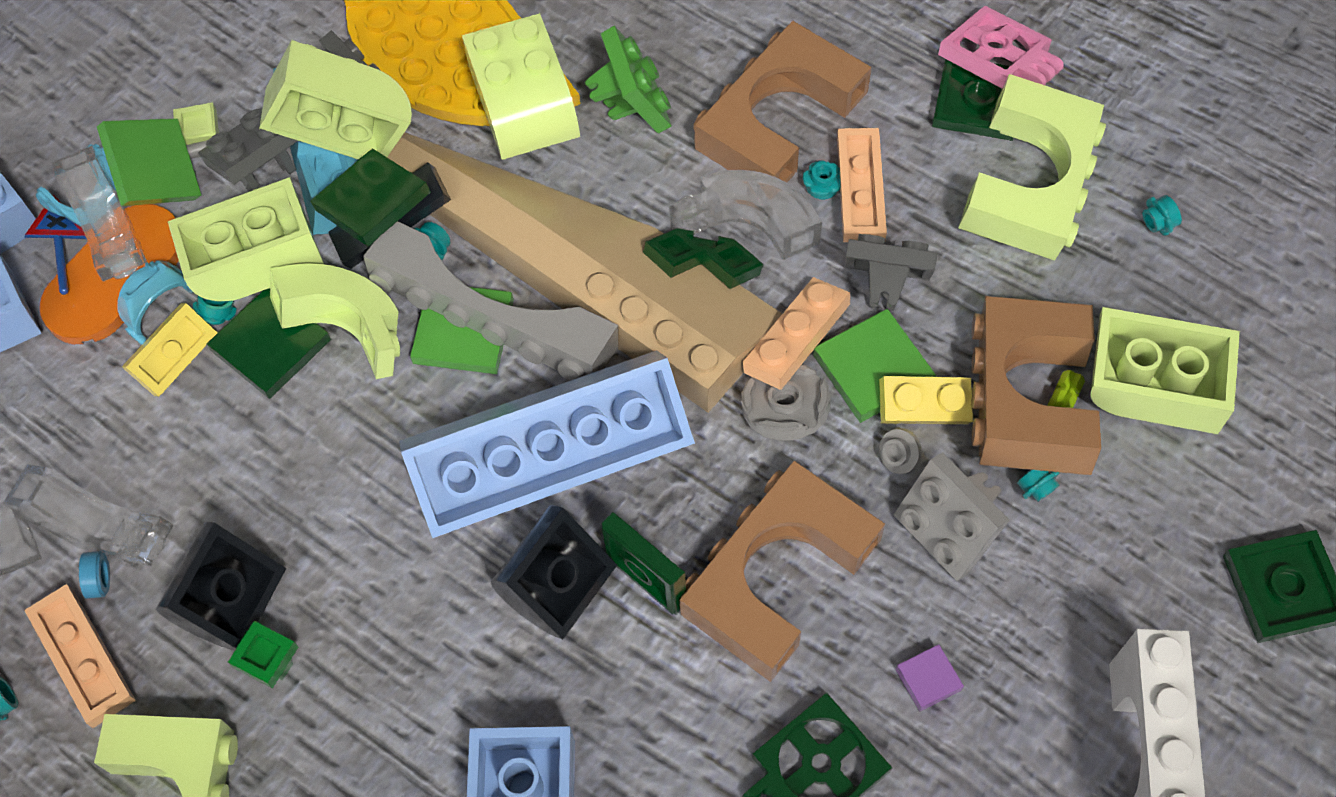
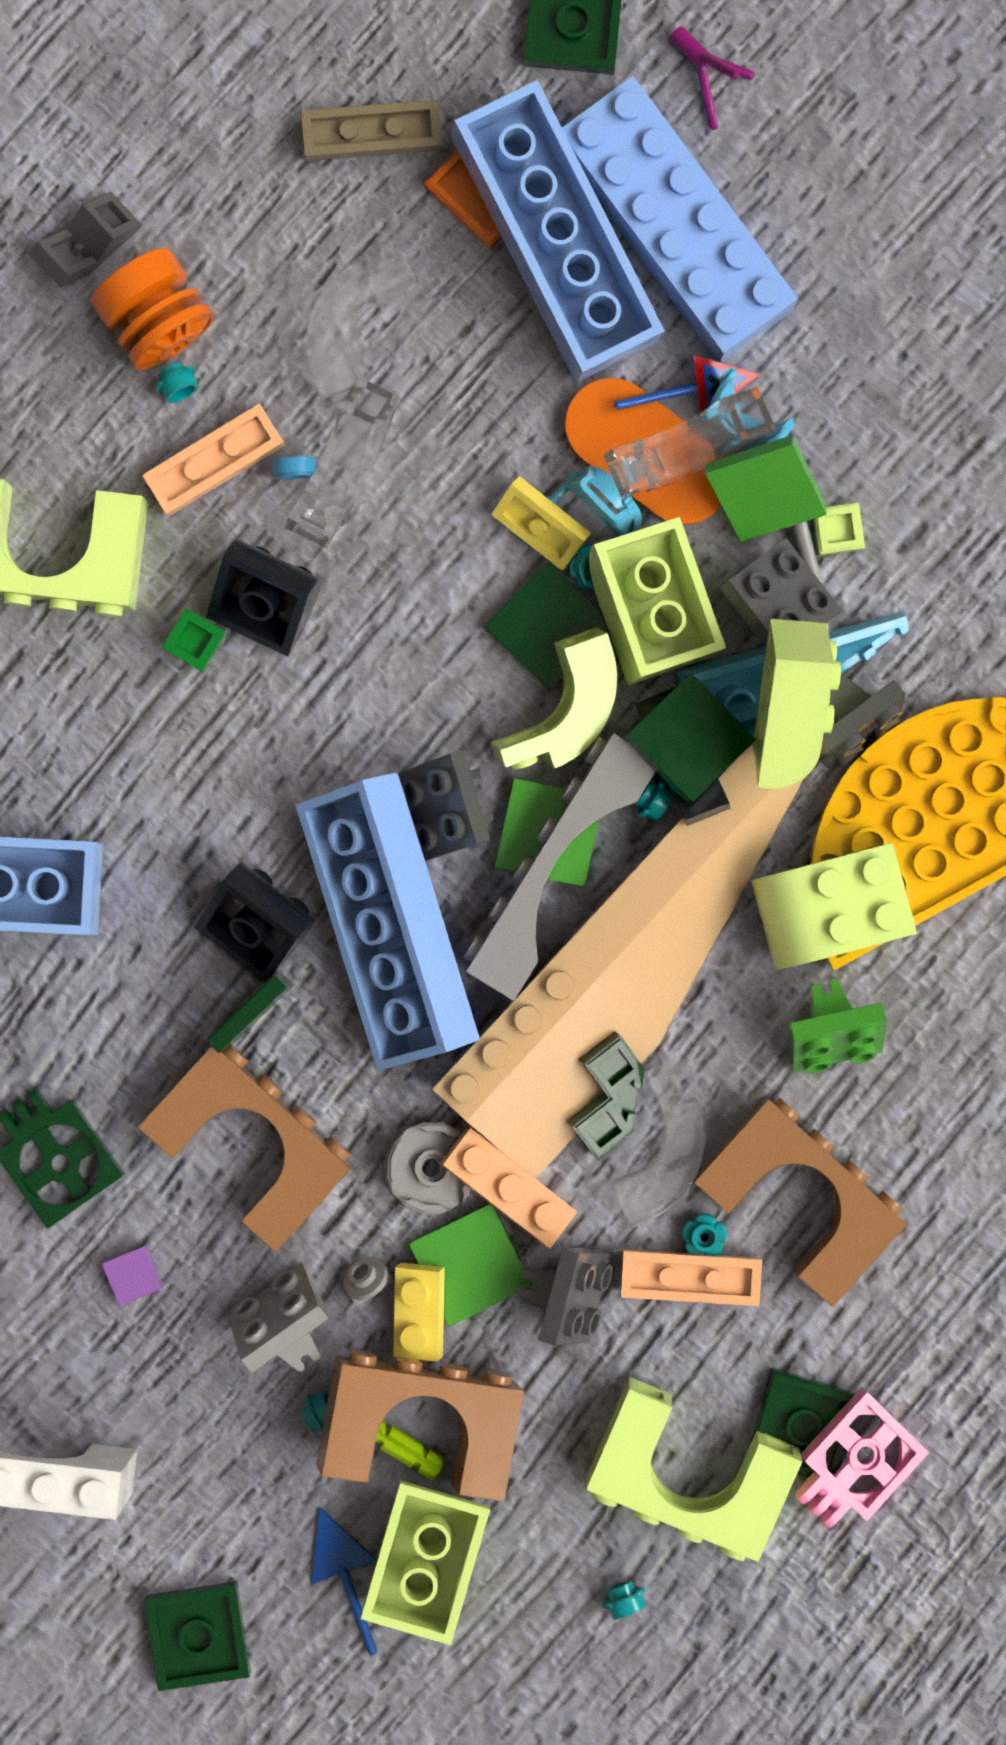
camera: 90 degrees right, 25 degrees up
(430, 394) = (445, 805): none -> dark grey plate
(1176, 466) = (337, 1554): none -> blue piece

